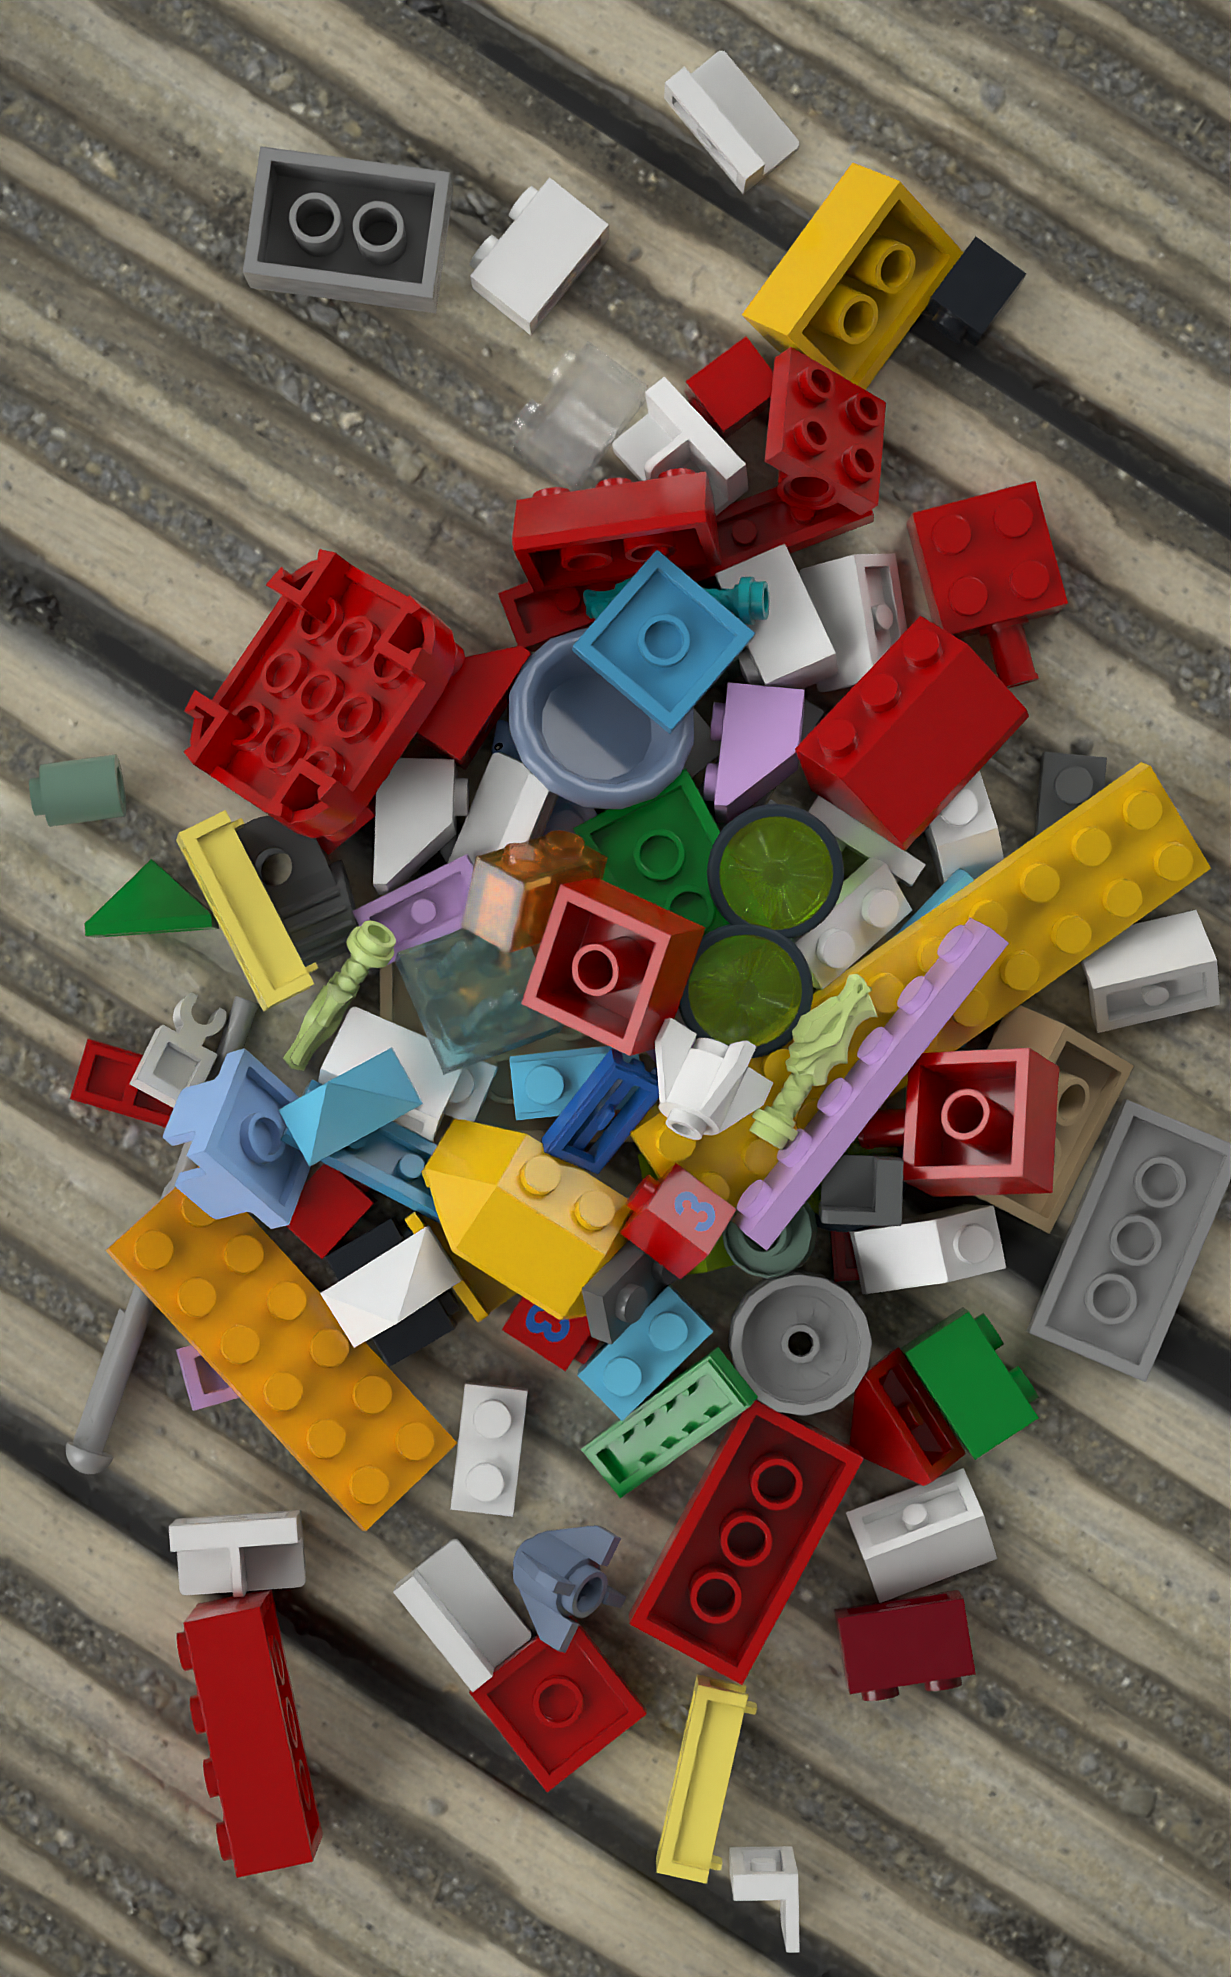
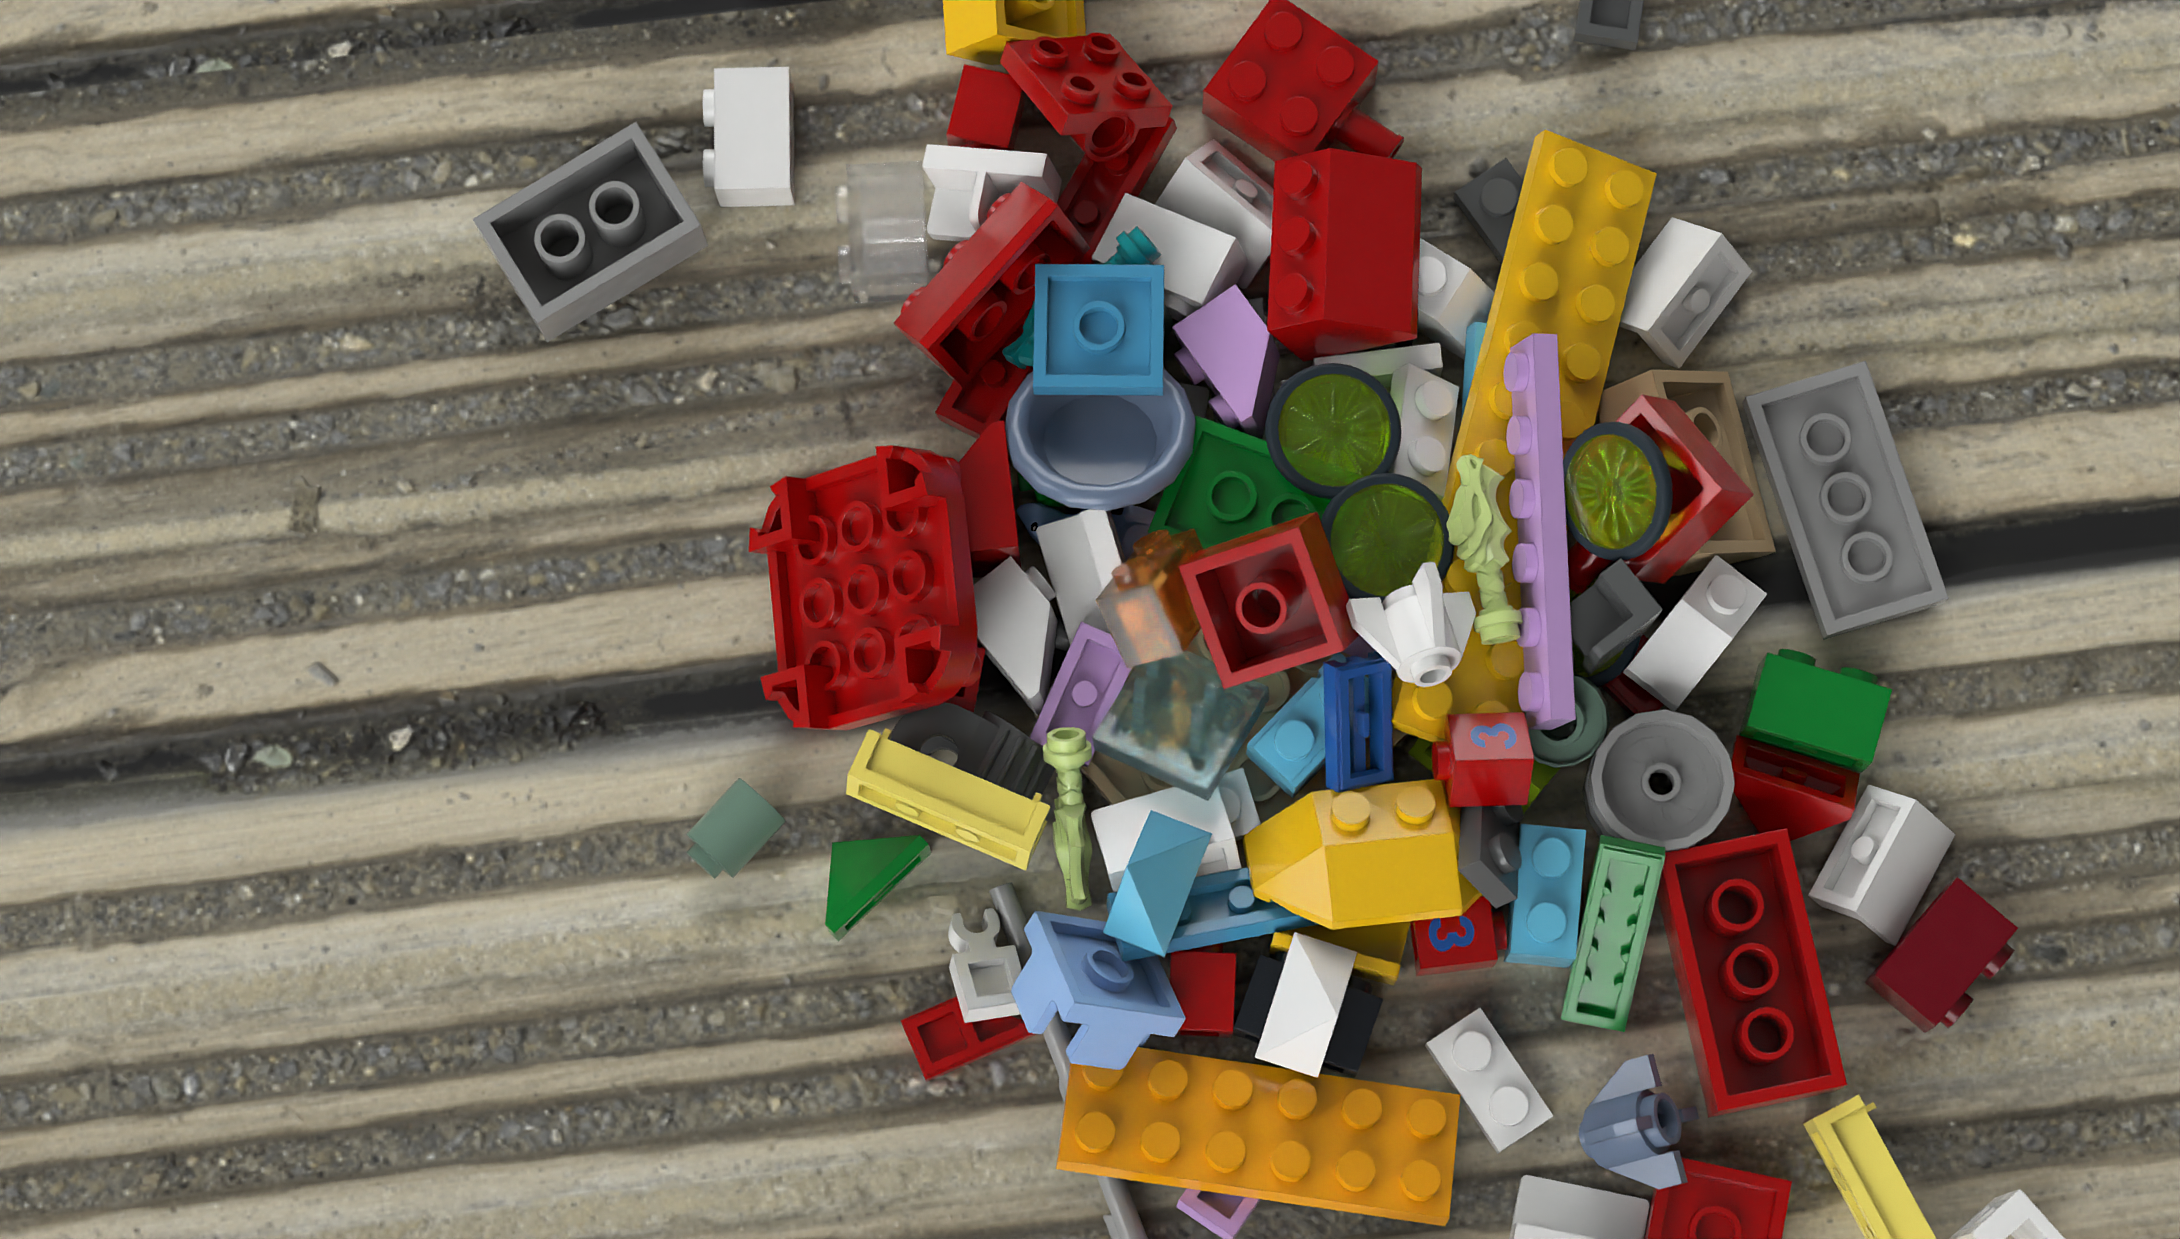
camera: 35 degrees left, 10 degrees down
(945, 1106) = (1616, 491): none -> clear neon green wheel

